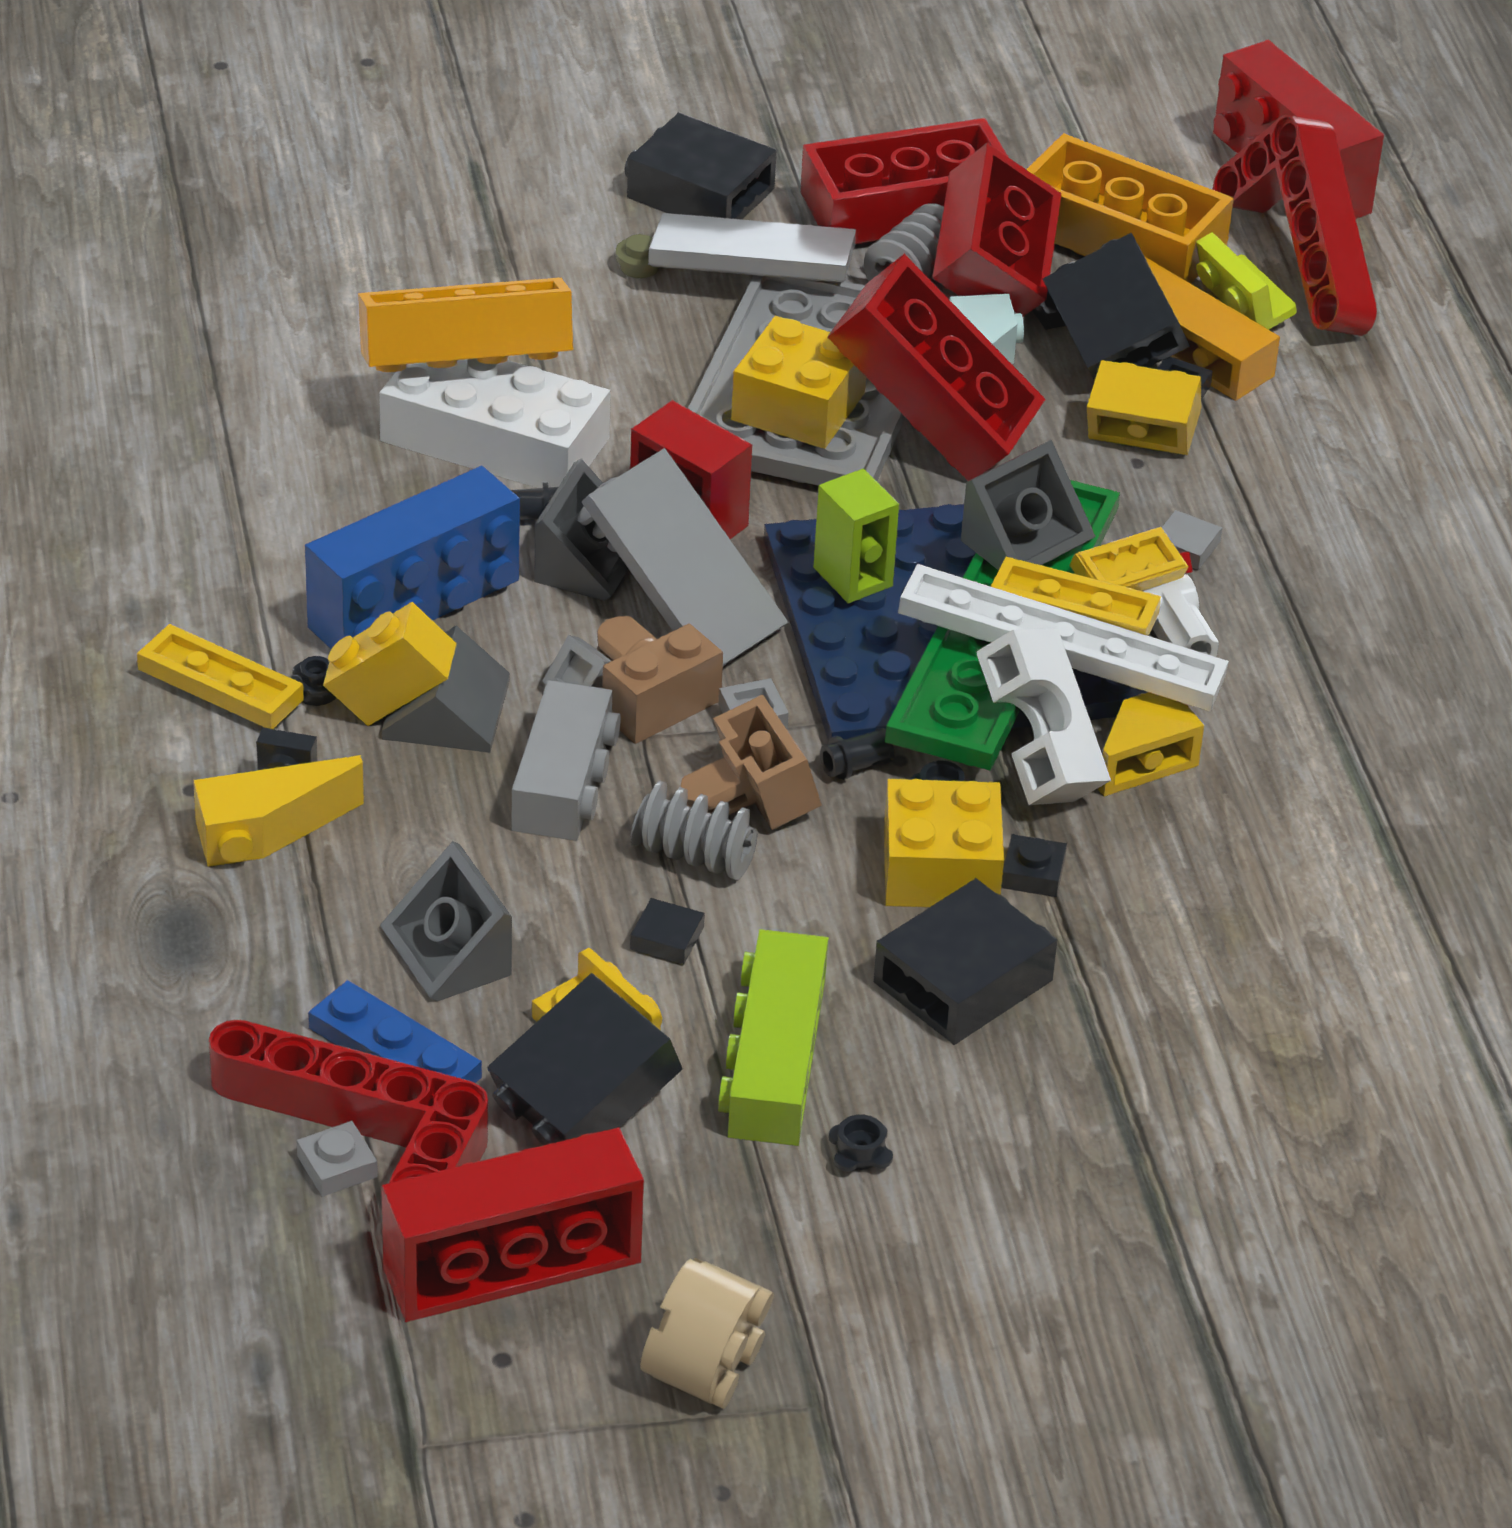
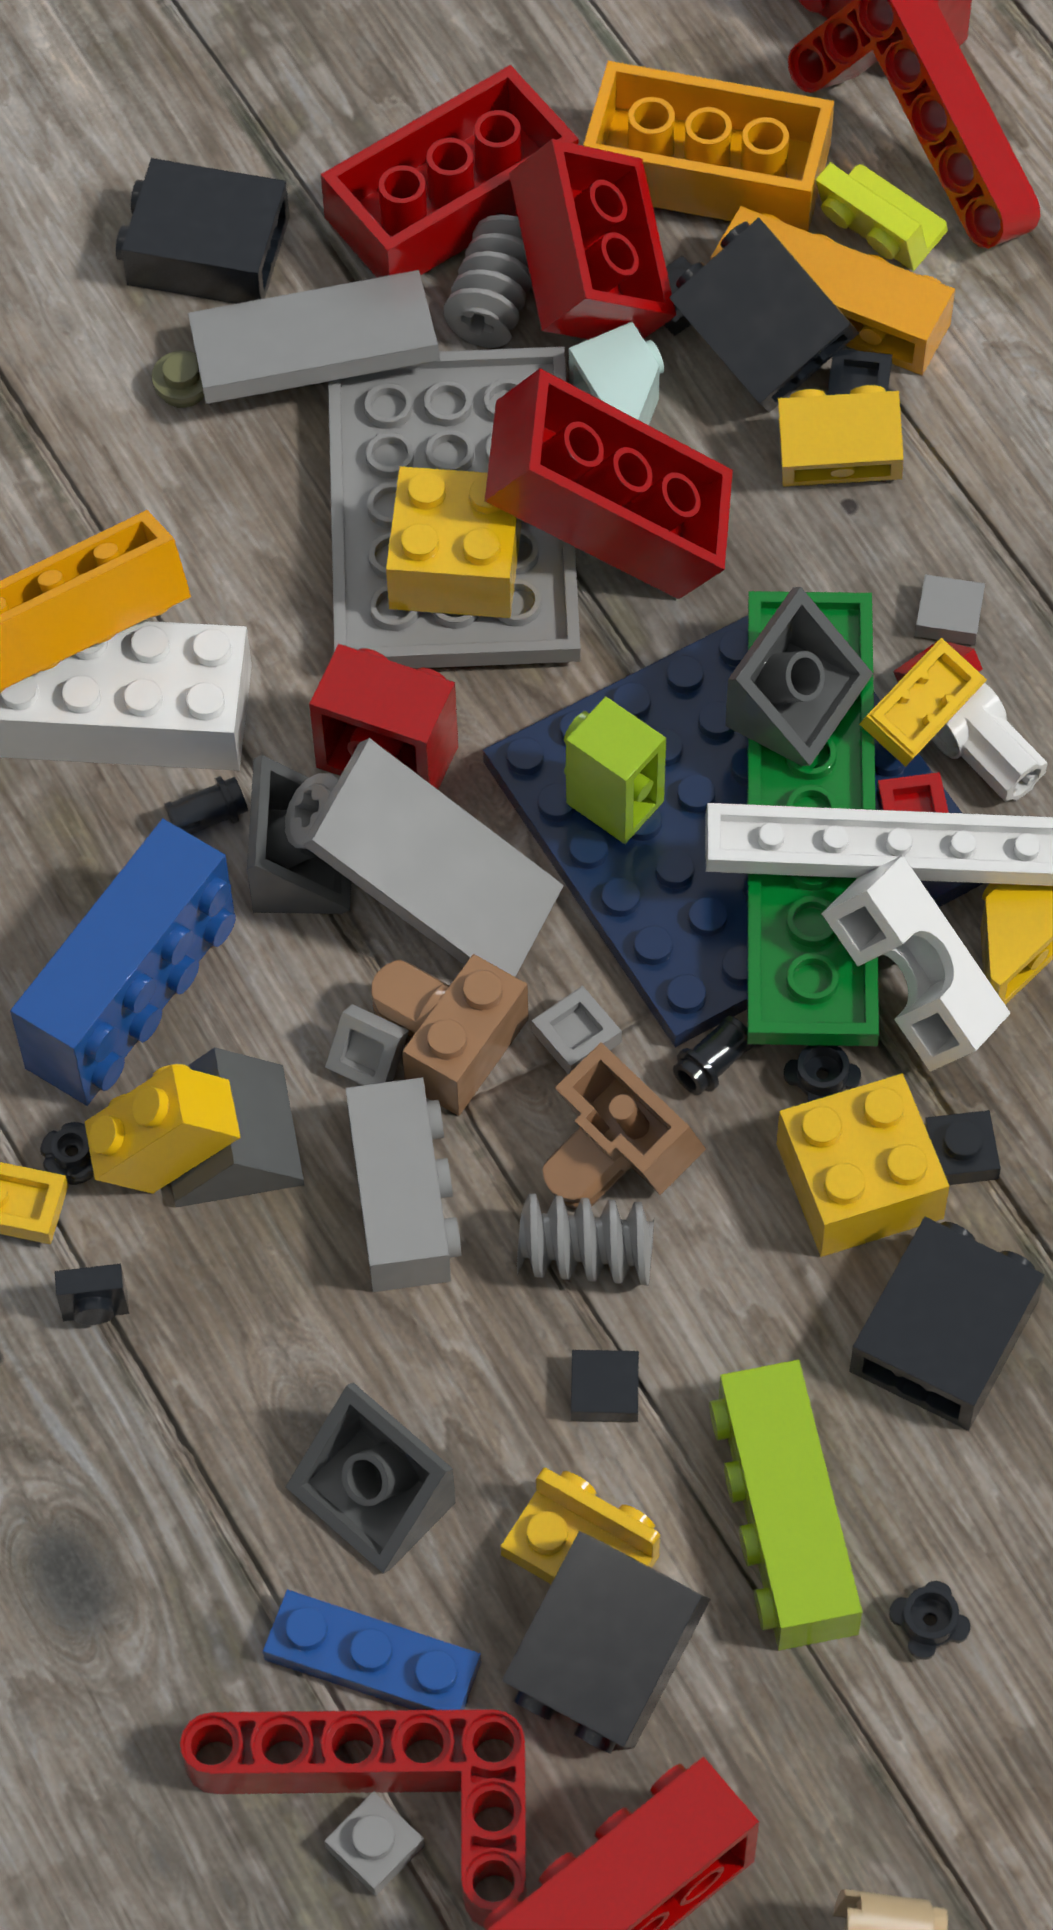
camera: 15 degrees left, 20 degrees up
(270, 808) = (92, 1380): yellow slope -> none
(1080, 594) = (893, 781): yellow plate -> none

